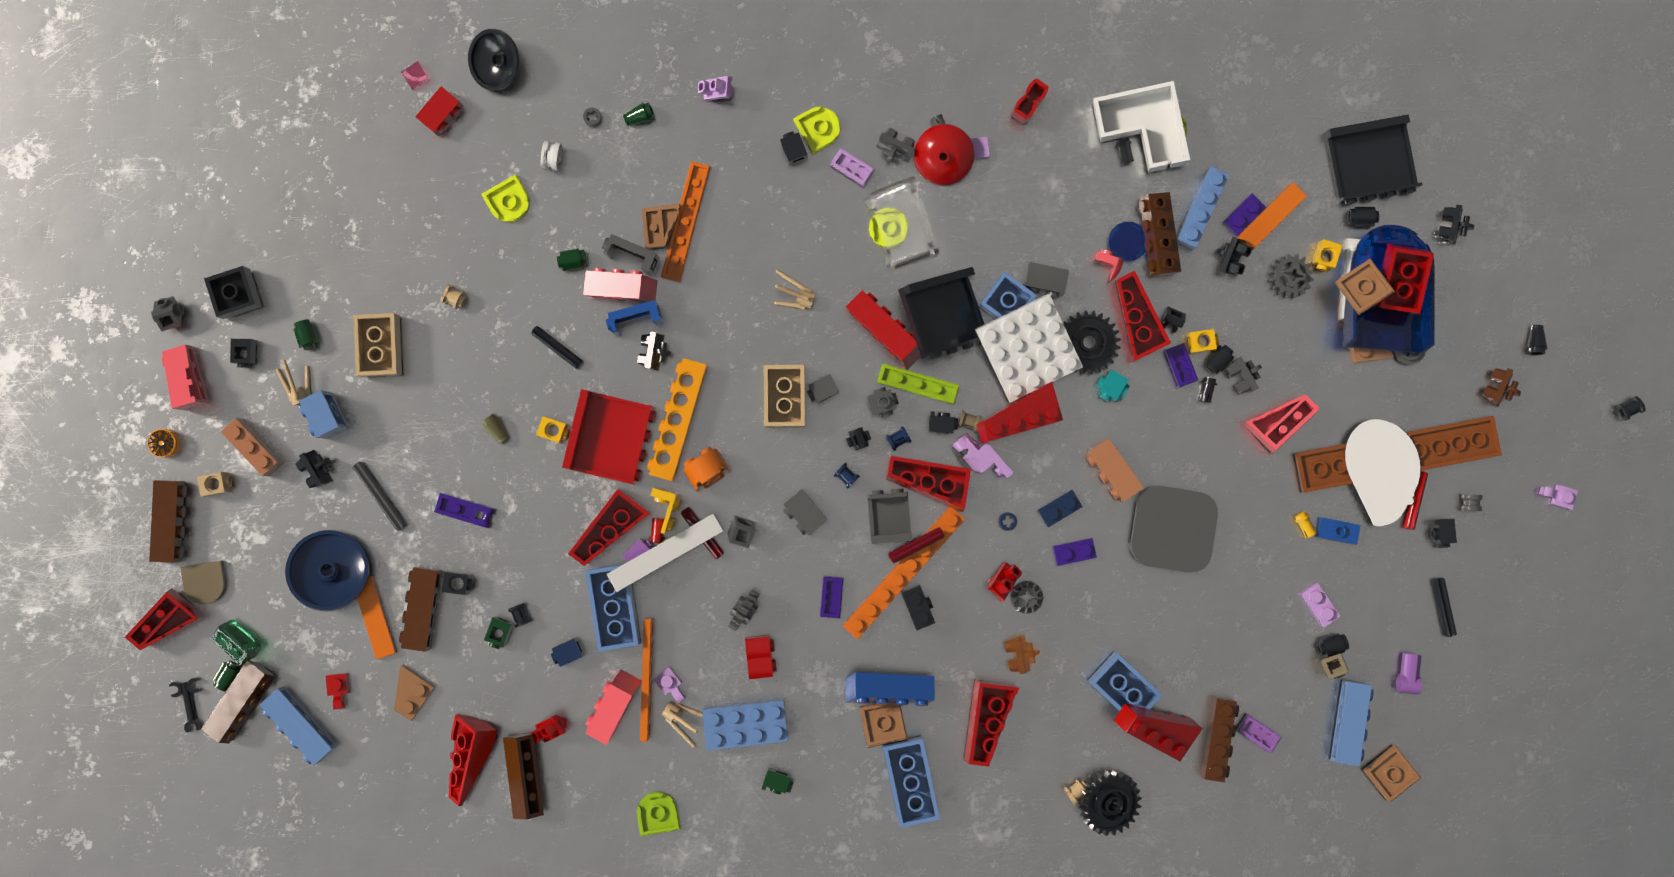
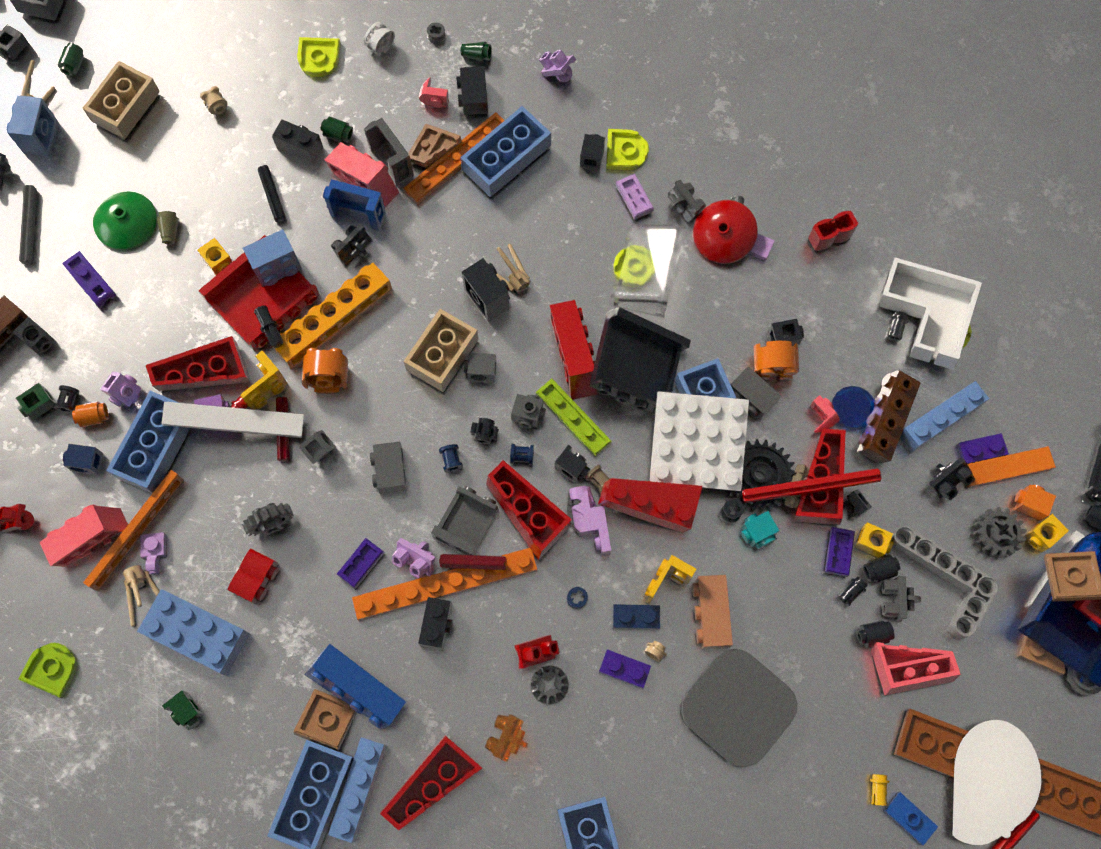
camera: 35 degrees right, 15 degrees down
(467, 448) = (132, 227): none -> green dish
(547, 290) = (297, 141): none -> black brick
(547, 614) = (90, 414): none -> orange brick
(558, 581) = (121, 389): none -> lavender brick
(604, 406) = (272, 258): none -> medium blue brick
(634, 179) = (433, 96): none -> coral plate
(640, 463) = (268, 326): none -> black axle
(661, 154) = (473, 89): none -> black brick
(725, 193) = (506, 151): none -> medium blue brick
(787, 324) = (486, 289): none -> black brick
(870, 566) = (416, 556): none -> lavender hips
(939, 756) = (357, 790): none -> medium blue brick
(1047, 206) = (788, 327): none -> black brick
(1048, 242) = (776, 359): none -> orange brick
(1061, 464) = (679, 571): none -> yellow bracket
(1086, 378) = (738, 508): none -> black bush
(1089, 525) = (655, 651): none -> tan plate
(1122, 335) = (801, 472): none -> dark tan axle
(1134, 331) = (811, 485): none -> red axle
(1242, 412) = (875, 632): none -> black brick
(1272, 330) = (951, 575): none -> light grey beam
(1305, 235) = (1034, 502): none -> orange brick

